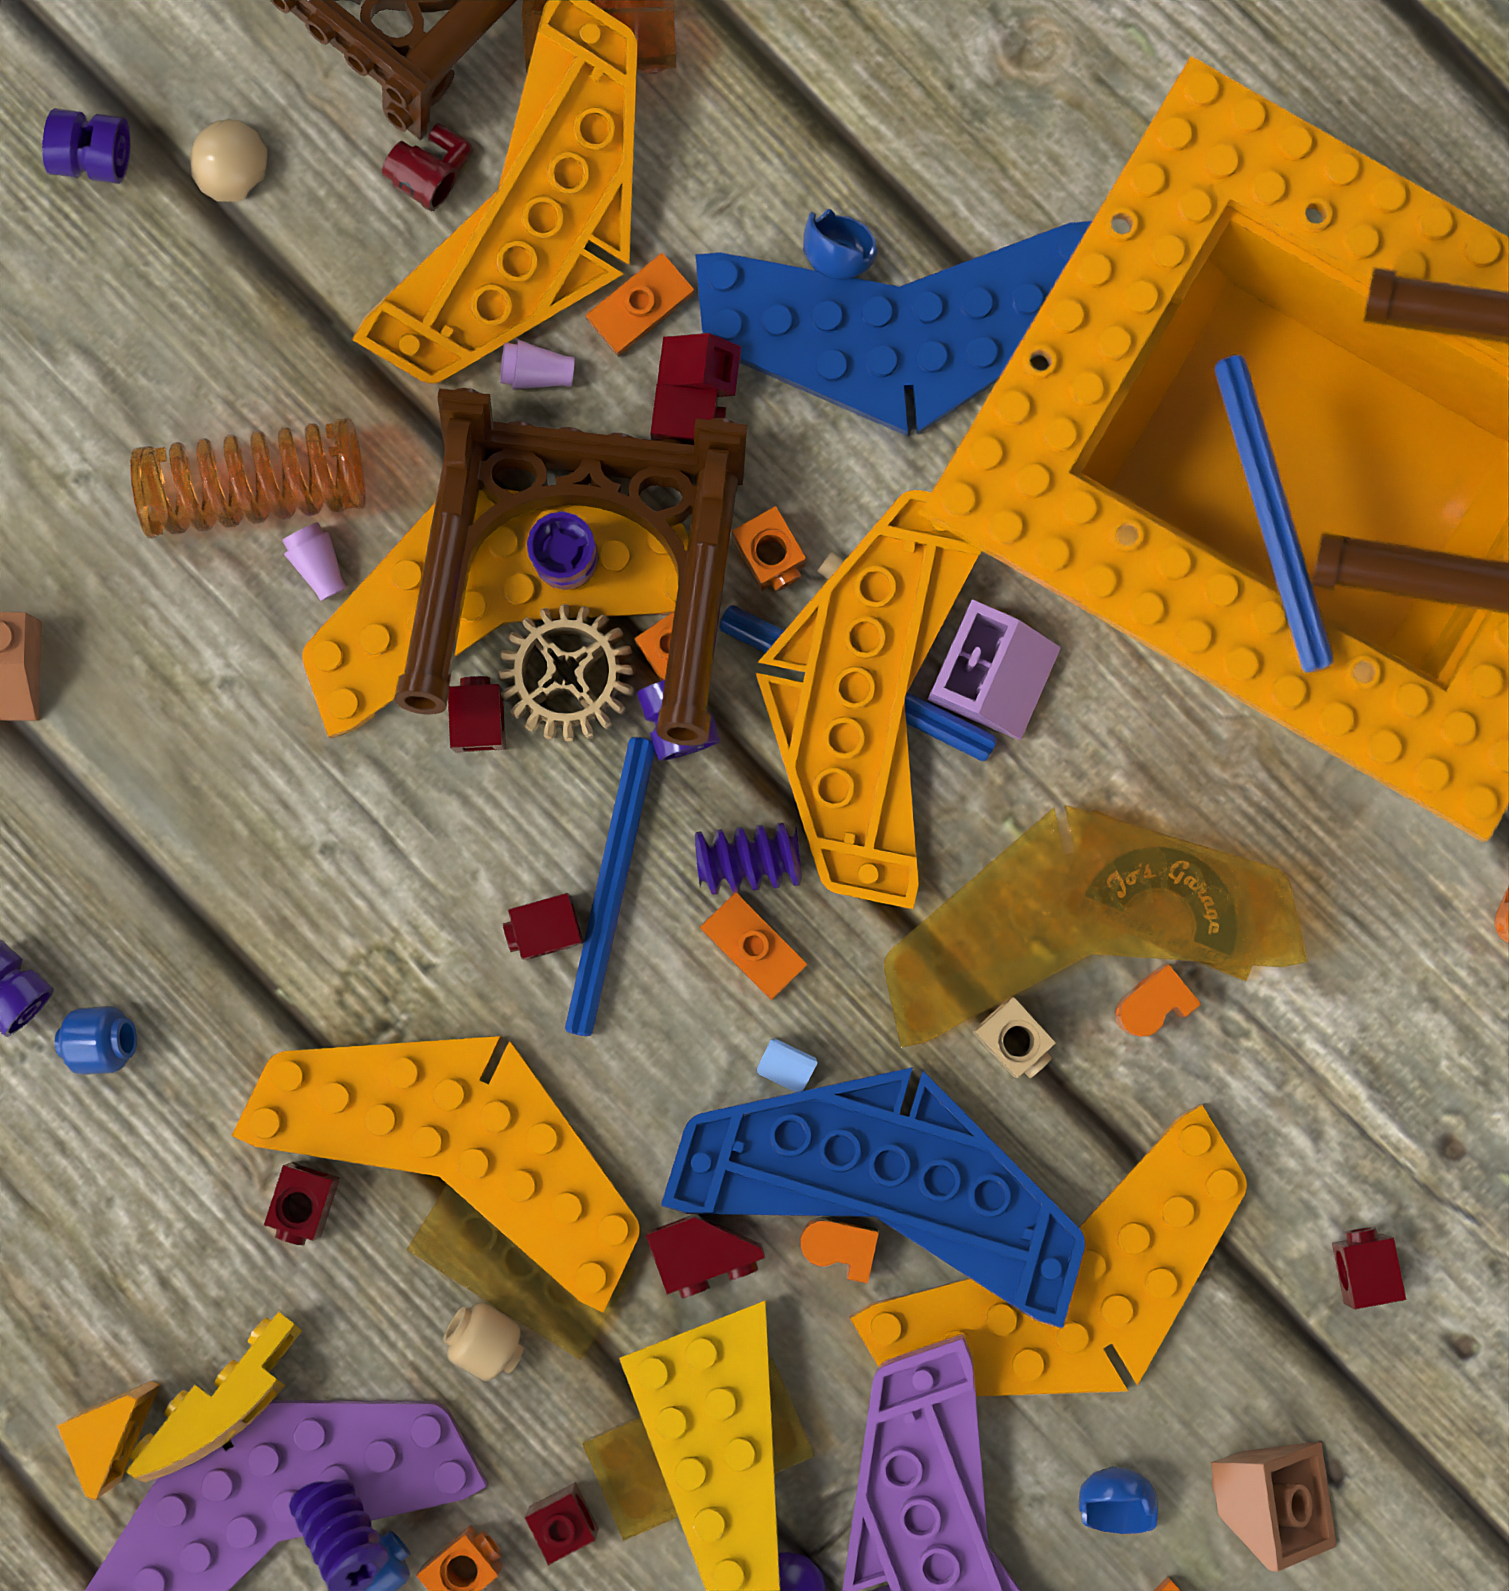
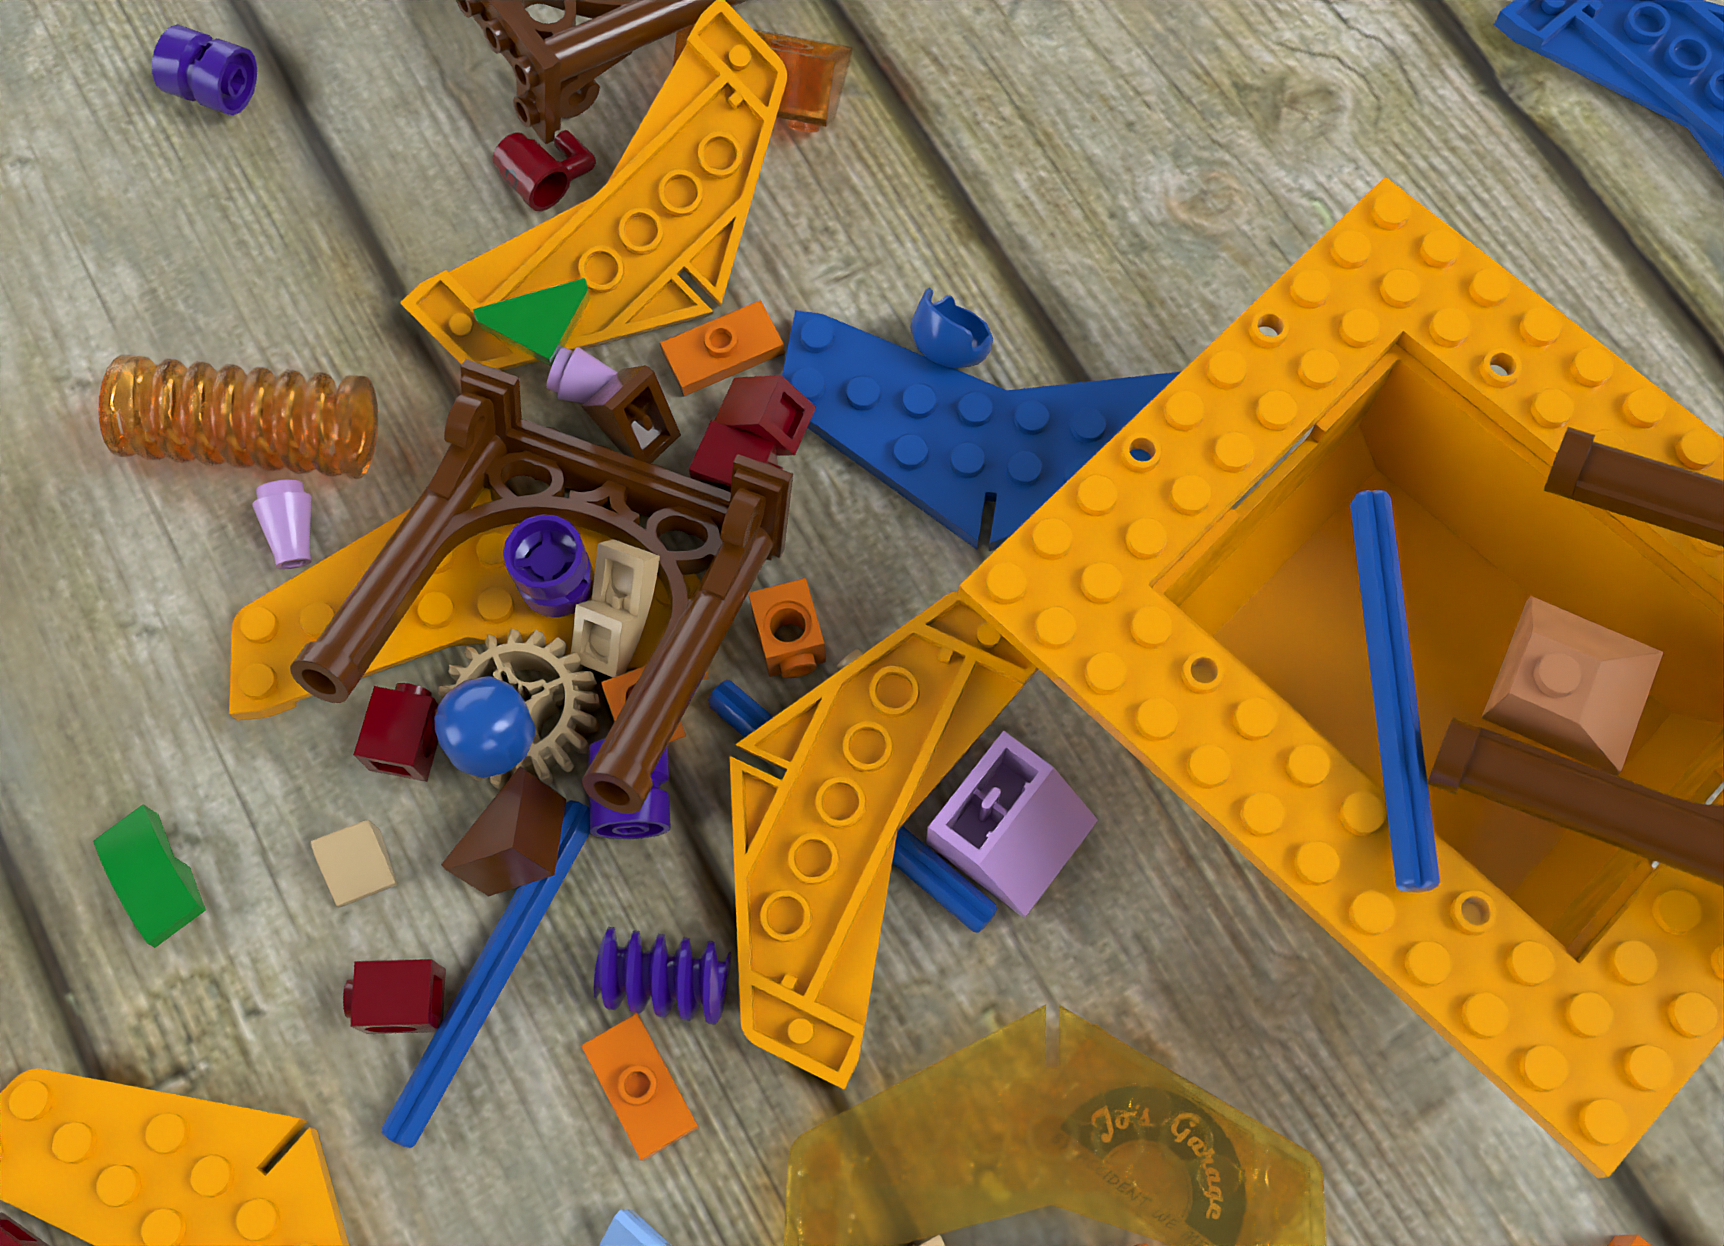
camera: 15 degrees right, 15 degrees down
(228, 160) = (343, 117): tan hair -> none
(312, 883) = (147, 877): none -> green slope
(473, 832) = (354, 862): none -> tan slope
(481, 329) = (538, 320): none -> green slope
(551, 699) = (484, 727): none -> blue hair
(584, 391) = (634, 414): none -> reddish brown slope
(598, 782) = (512, 838): none -> reddish brown slope
(627, 571) = (613, 621): none -> tan slope
(1410, 477) = (1573, 686): none -> nougat slope

